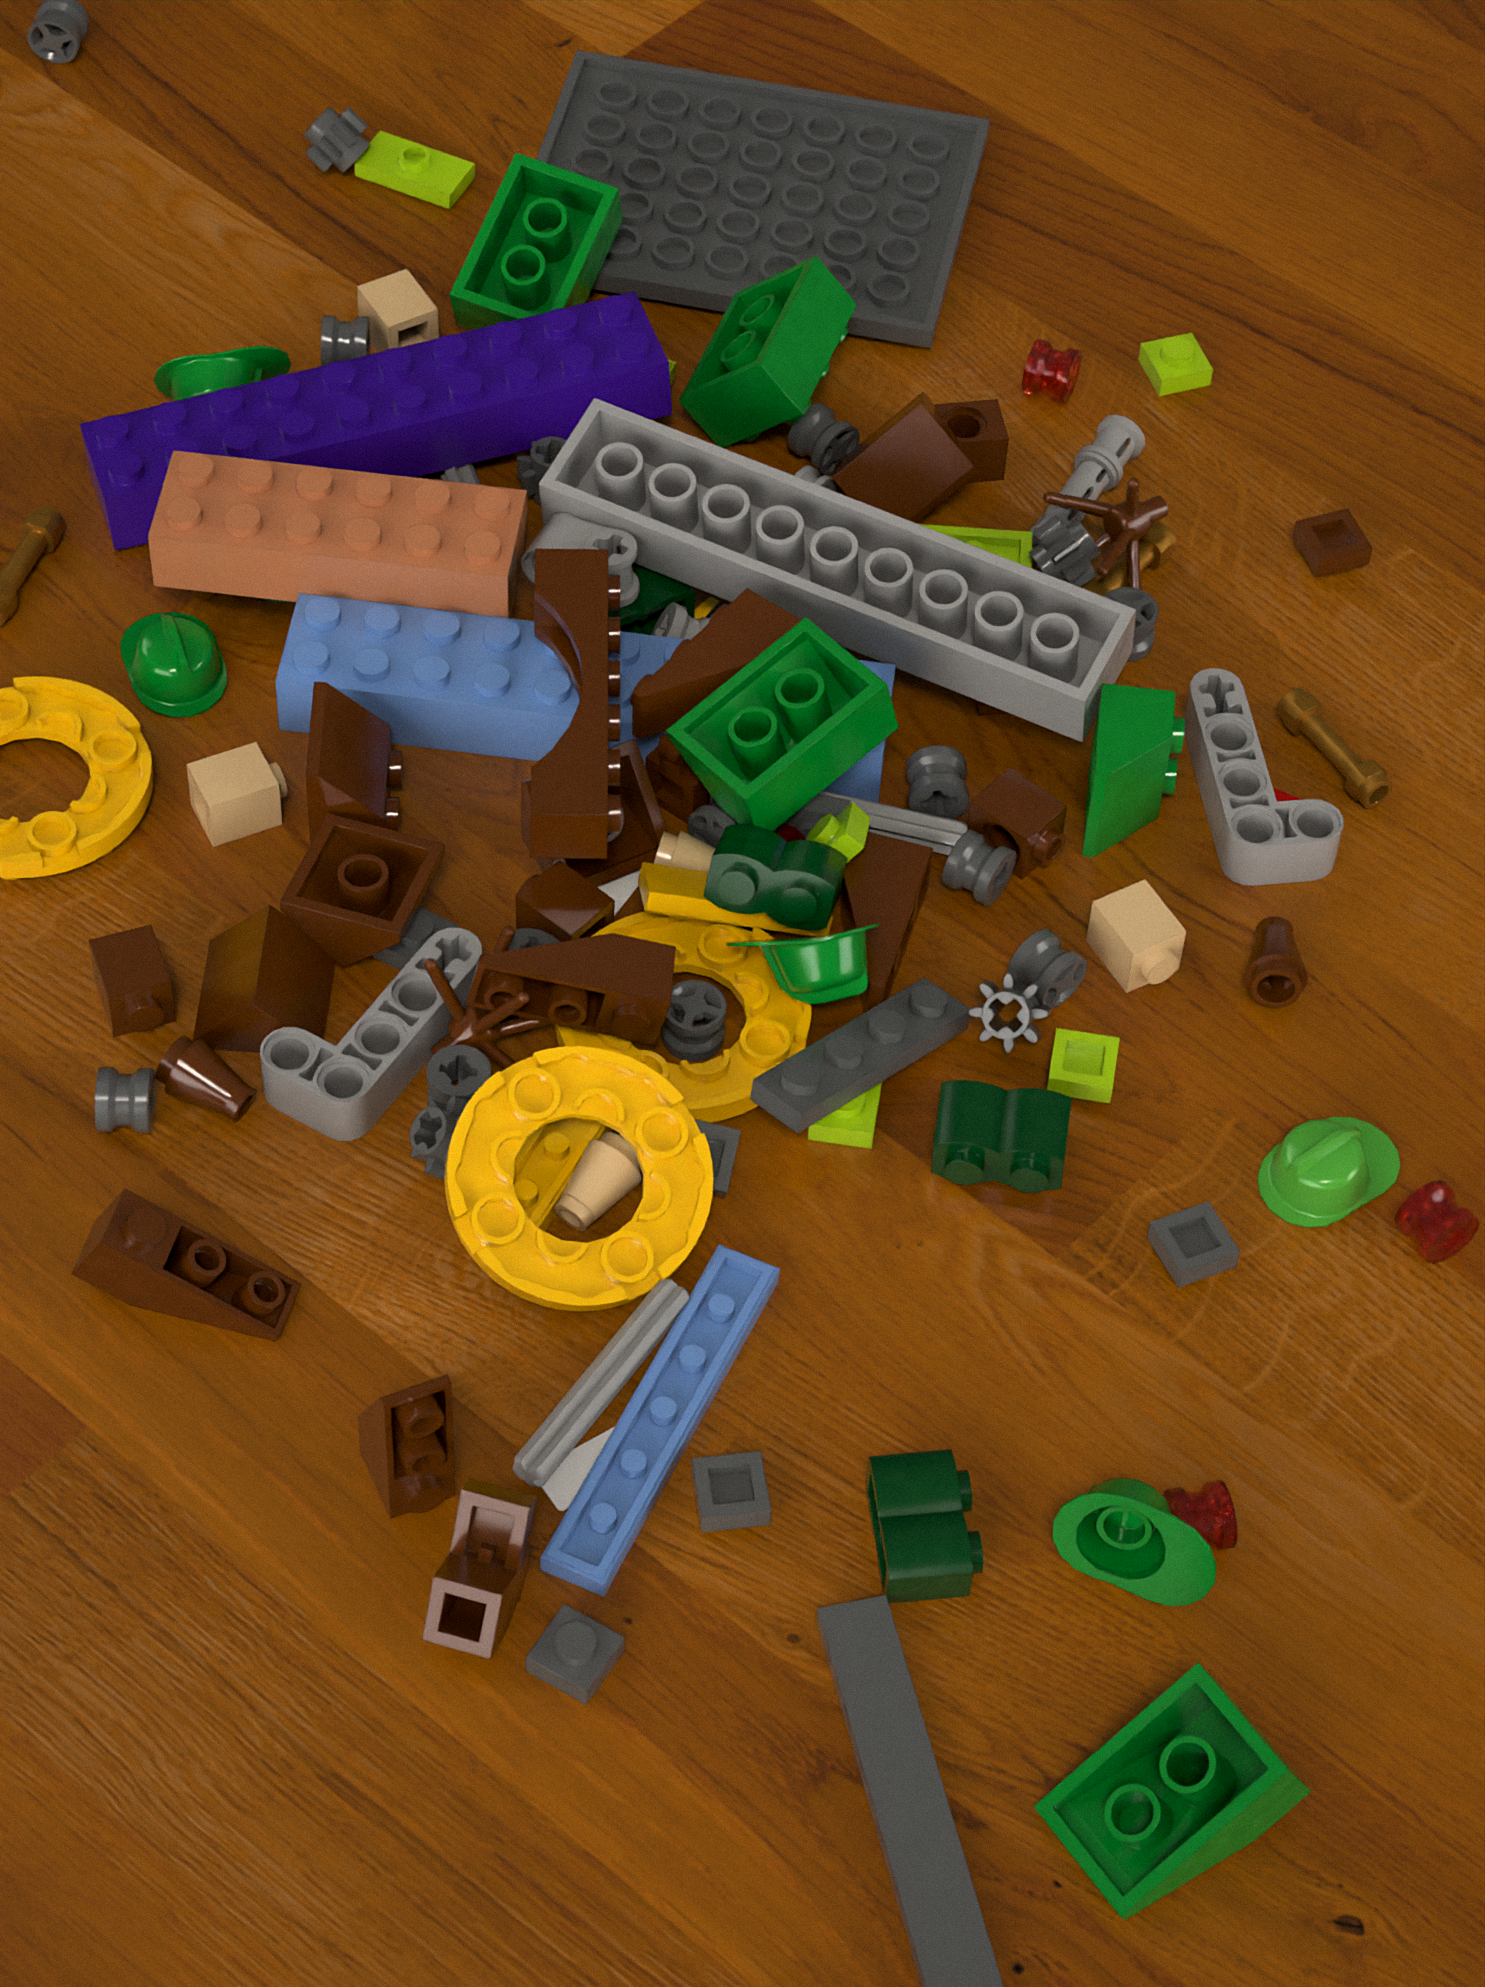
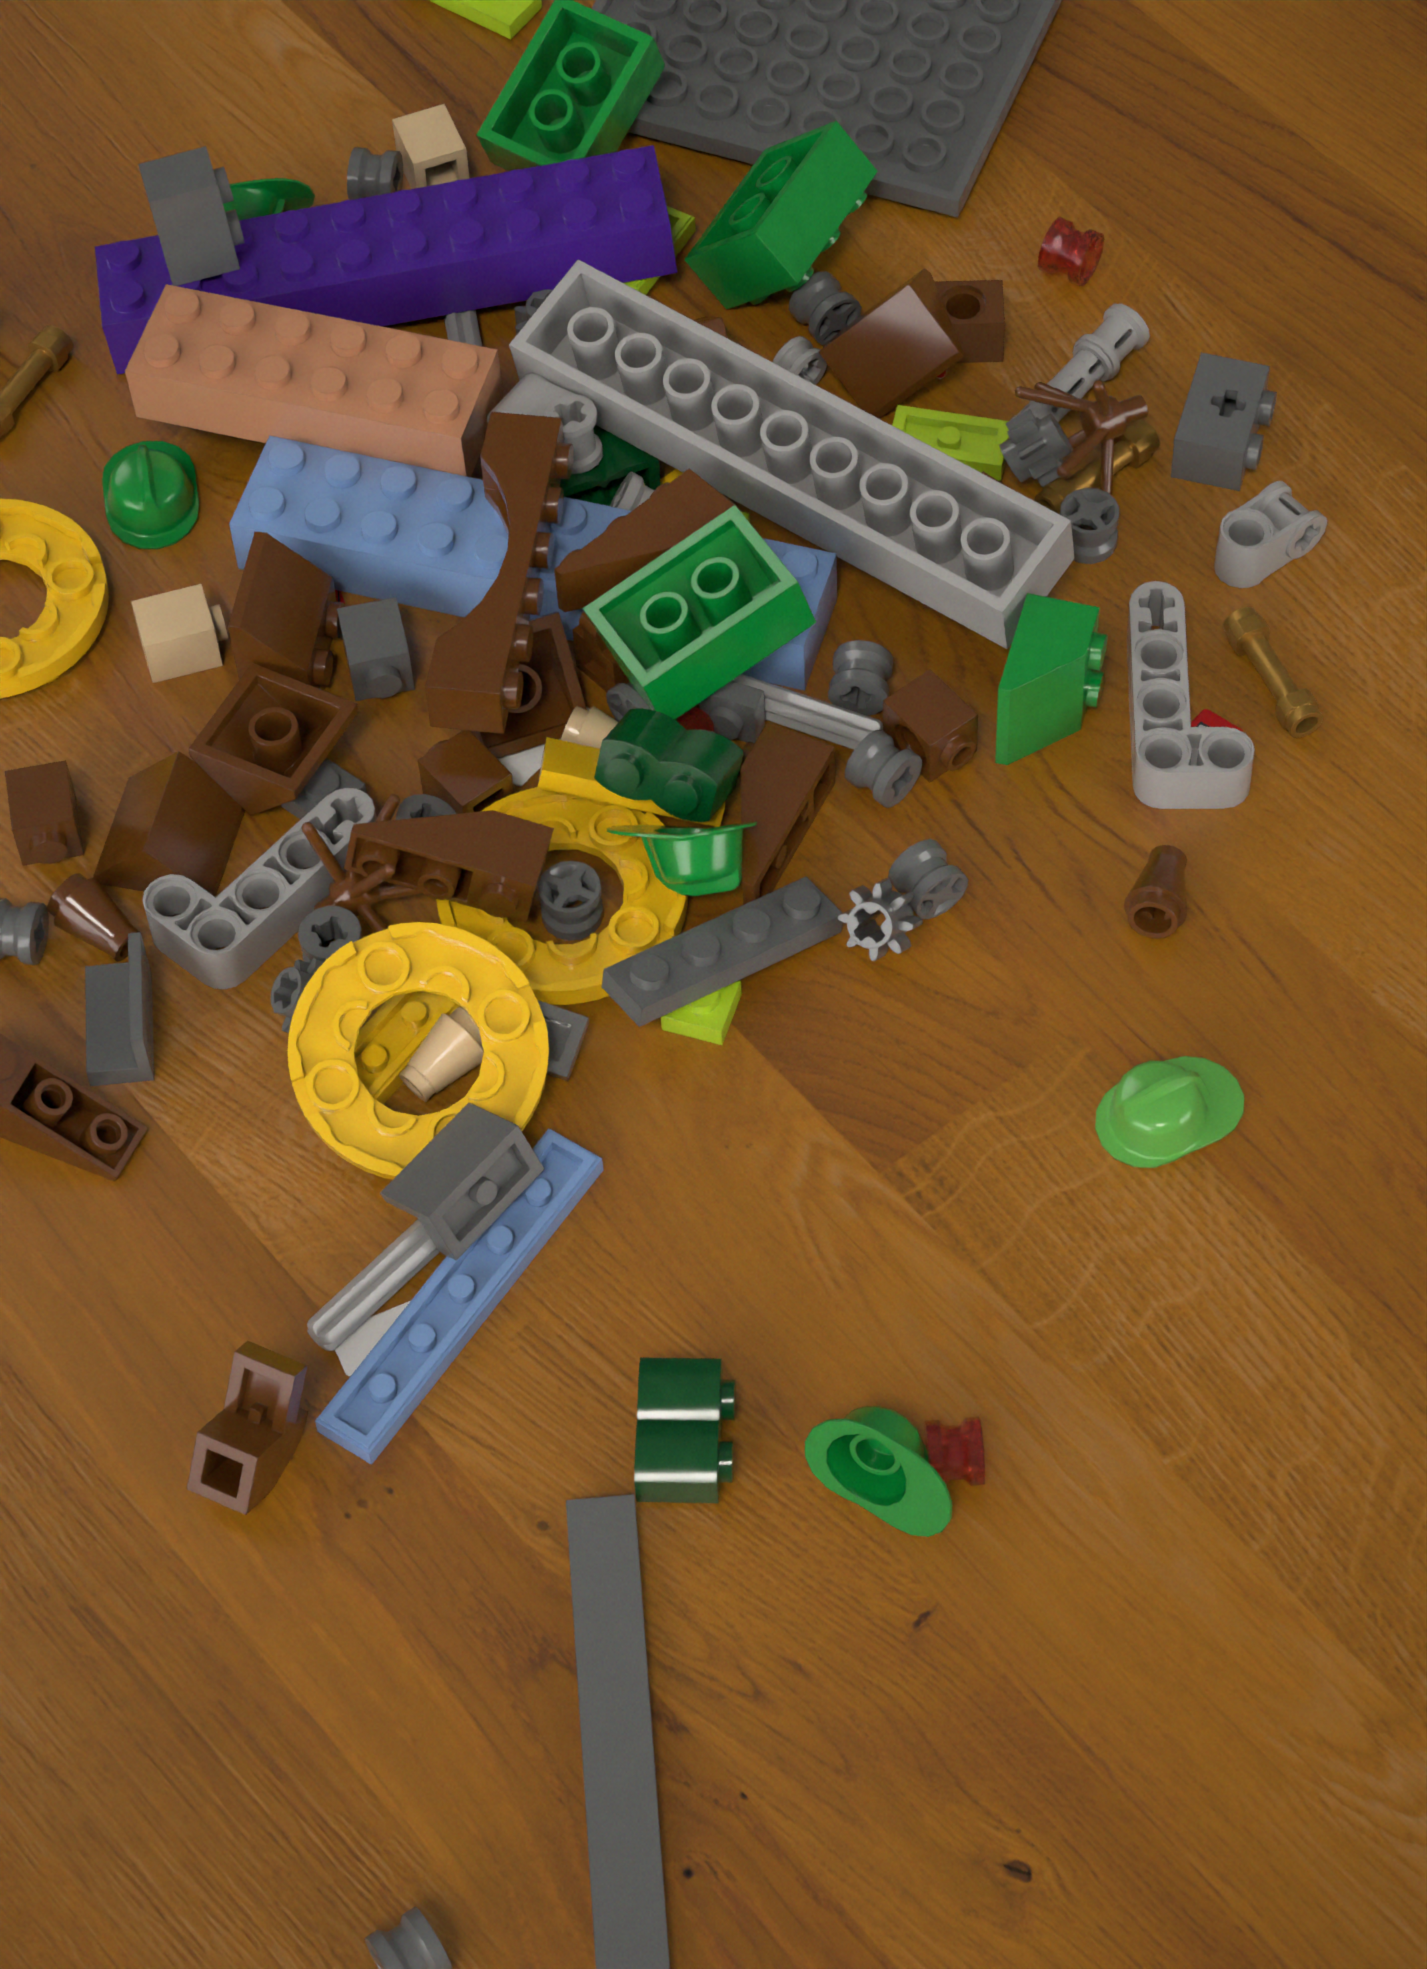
camera: 15 degrees right, 5 degrees up
(190, 381) = (191, 216): none -> dark grey brick
(252, 1178) = (120, 1019): none -> dark grey panel
(411, 1447) = (204, 1304): reddish brown slope -> none
(443, 793) = (376, 649): none -> dark grey brick
(575, 1654) = (330, 1518): dark grey plate -> none
(651, 1297) = (465, 1178): none -> dark grey panel
(730, 1491) = (507, 1376): dark grey plate -> none
(844, 832) = (745, 725): lime plate -> none
(1001, 1135) = (845, 1046): dark green brick -> none
(1083, 1065) = (943, 981): lime plate -> none
(1136, 936) = (1024, 853): tan brick -> none
(1171, 1794) = (867, 1722): green slope -> none
(1175, 364) = (1203, 251): lime plate -> none
(1193, 1244) = (1012, 1174): dark grey plate -> none
(1234, 519) = (1222, 421): none -> dark grey brick
(1299, 622) = (1265, 536): none -> light grey piece
(1332, 542) = (1318, 454): reddish brown plate -> none
(1436, 1221) = (1260, 1175): clear red wheel -> none

